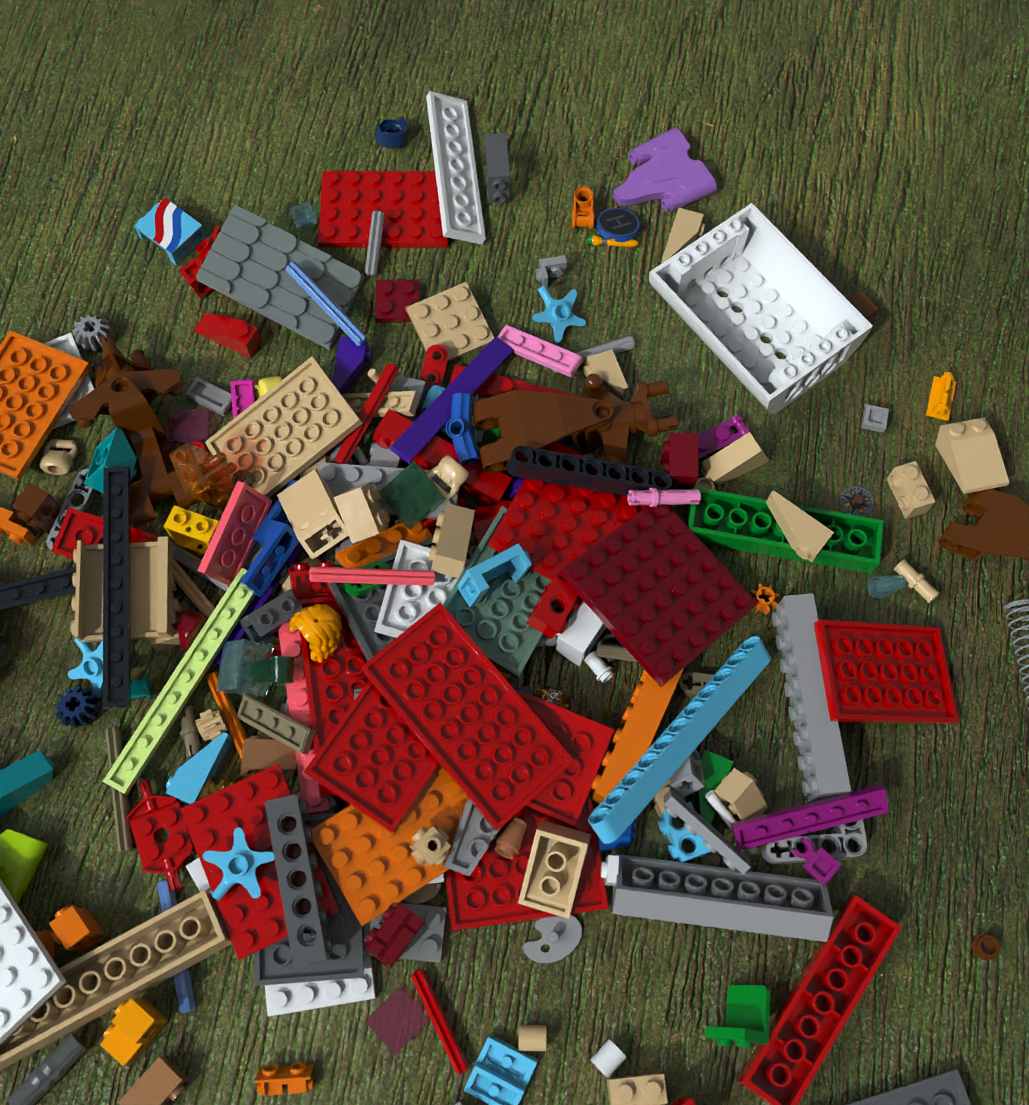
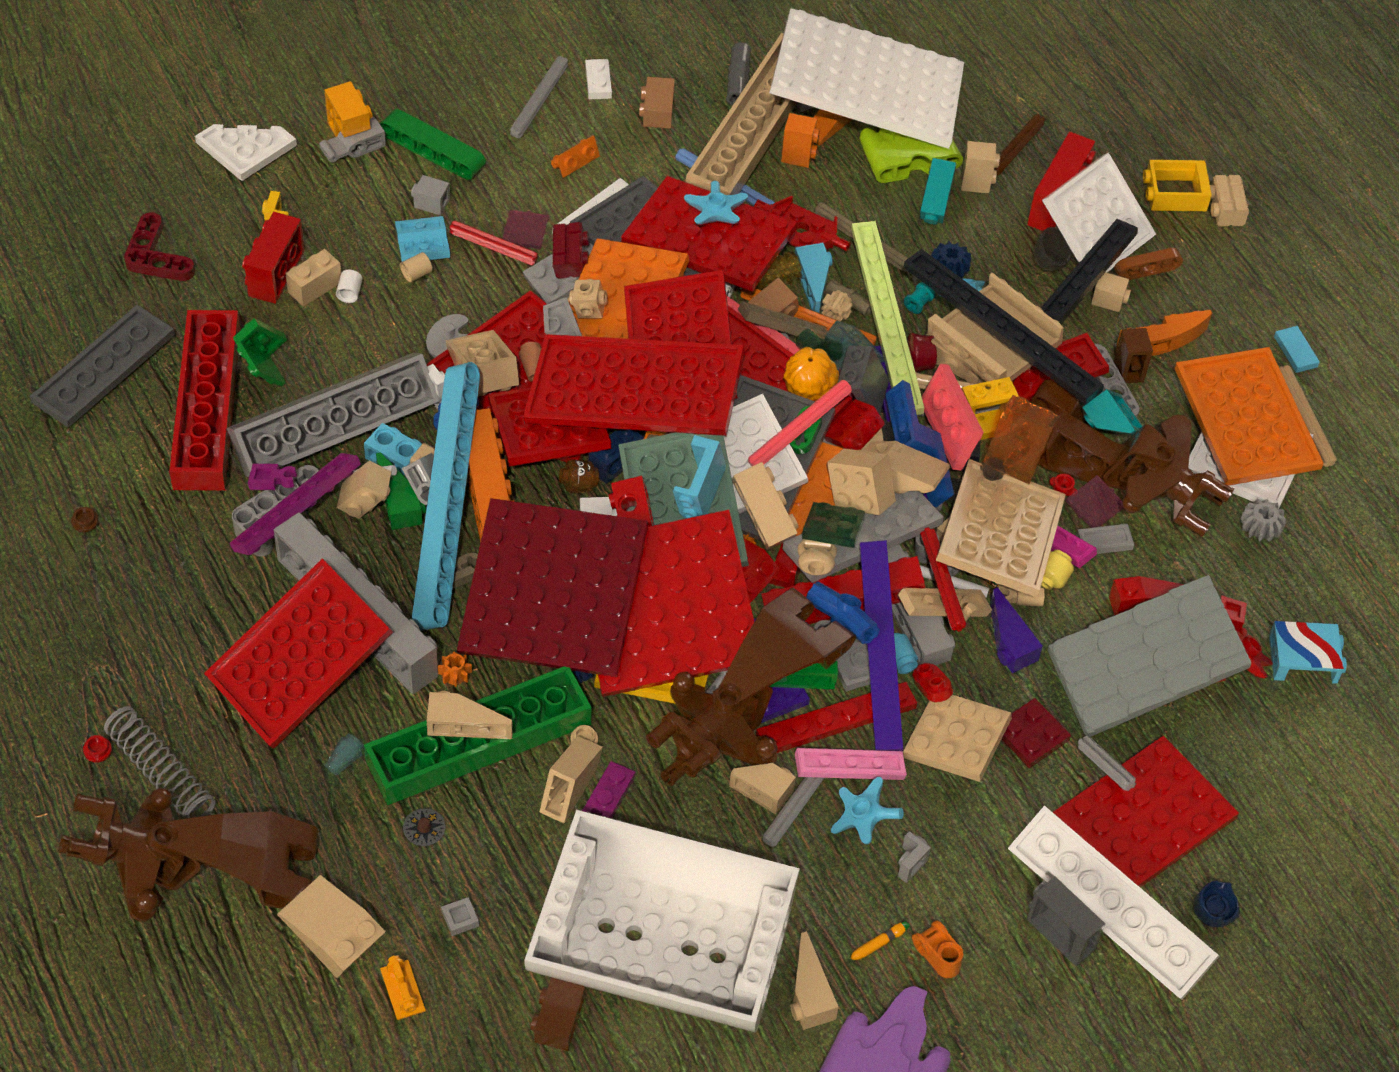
camera: 140 degrees right, 15 degrees down
(58, 461) = (1168, 406): tan piece -> none
(132, 1030) = (703, 119): light orange brick -> none
(278, 812) = (667, 223): dark grey brick -> none
(303, 215) = (1206, 753): clear light blue plate -> none
(326, 303) = (1082, 654): medium blue axle -> none
(583, 471) = (687, 647): black beam -> none
(618, 224) = (889, 957): tile -> none
(660, 497) = (633, 640): bright pink pin -> none
(681, 460) = (622, 728): dark red brick -> none
(698, 825) = (378, 442): light grey plate -> none
(910, 490) = (376, 857): tan brick -> none
(916, 581) = (316, 777): tan pin -> none

